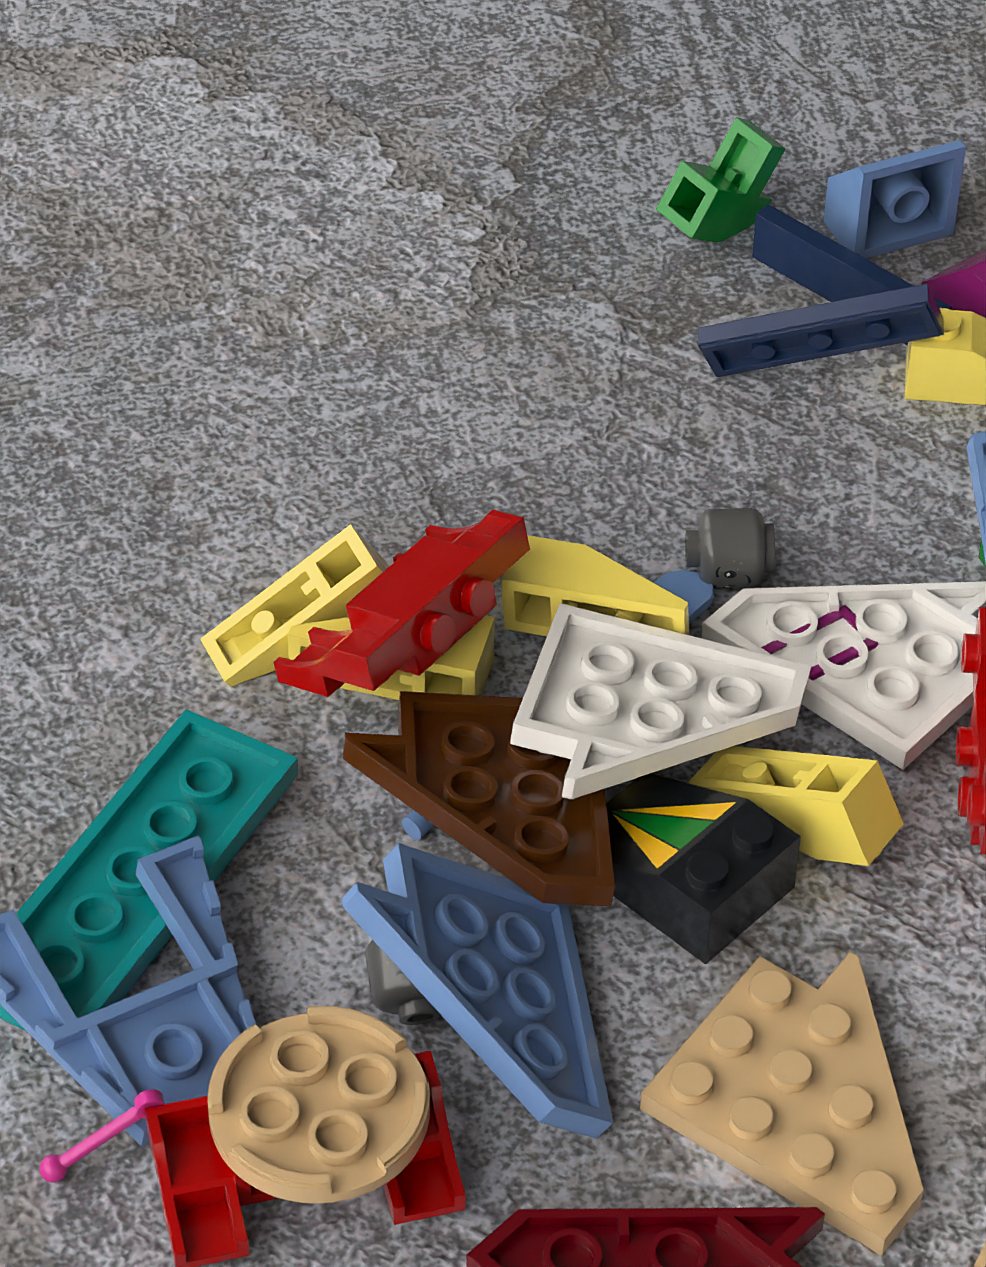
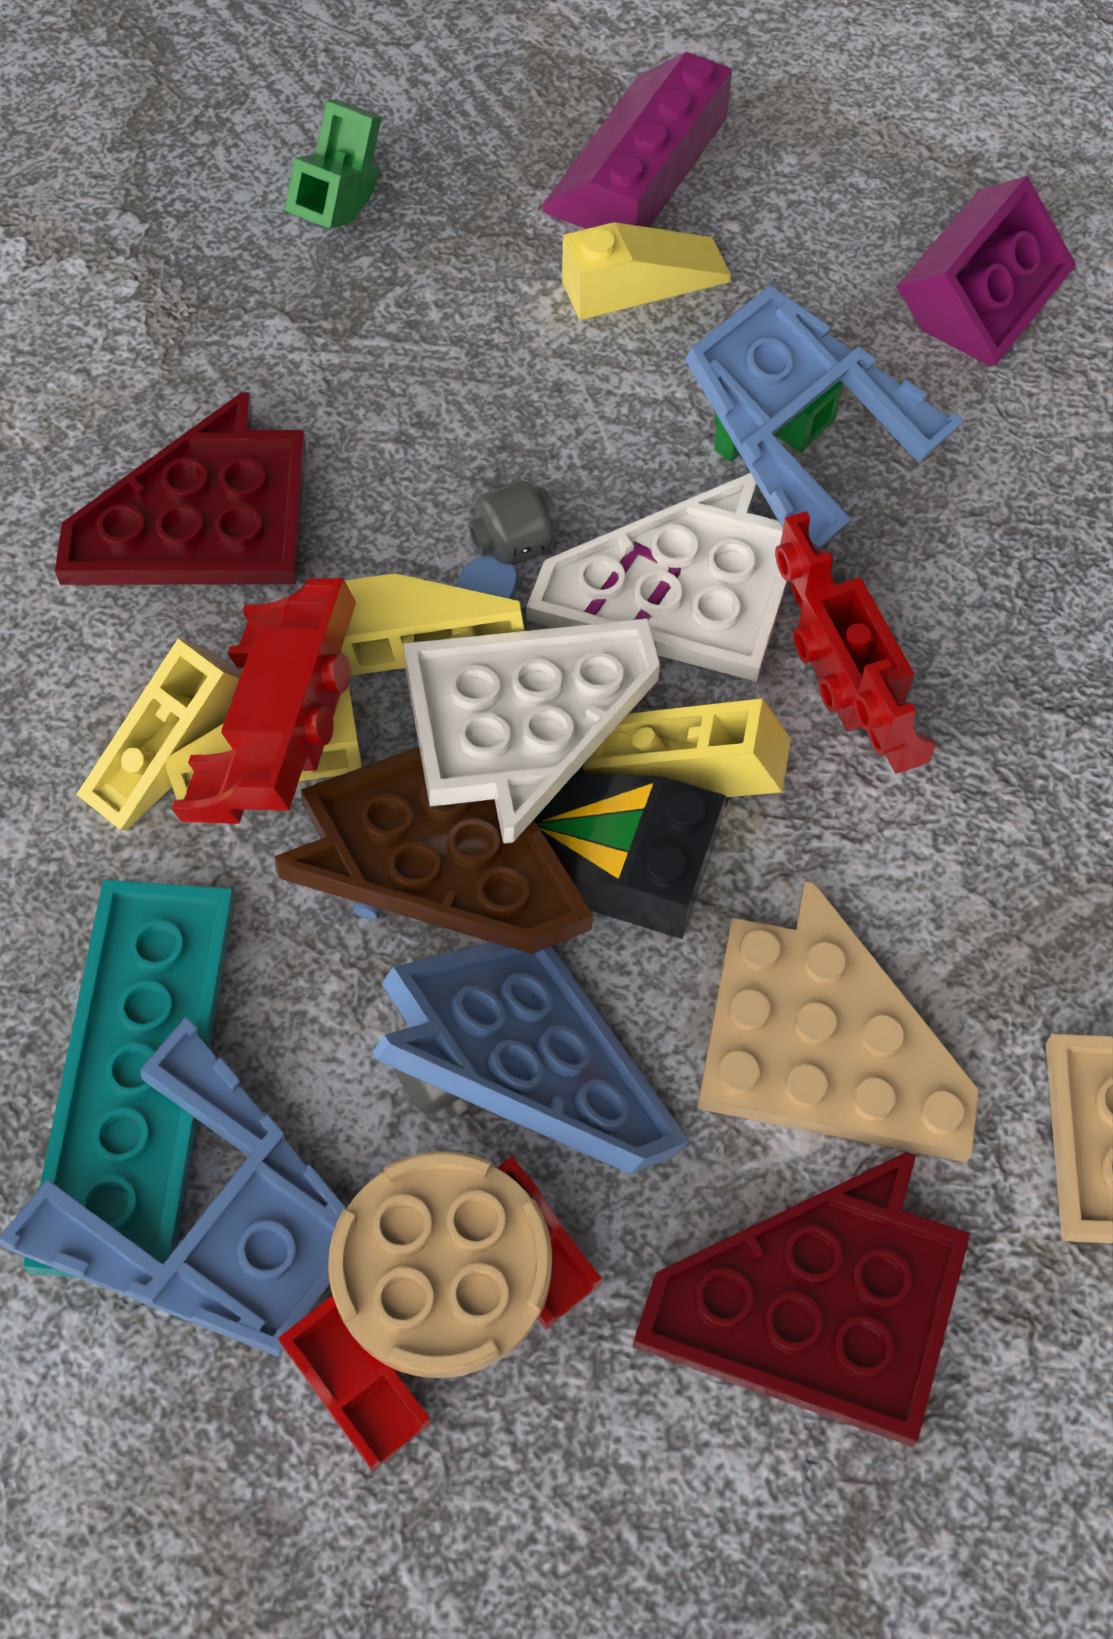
camera: 25 degrees left, 15 degrees up
(55, 1167) = (206, 1413): dark pink hinge -> none
(433, 442) = (197, 513): none -> dark red wing
(818, 260) = (476, 221): dark blue tile -> none
(821, 330) = (497, 285): dark blue tile -> none
(896, 200) = (490, 134): medium blue slope -> none

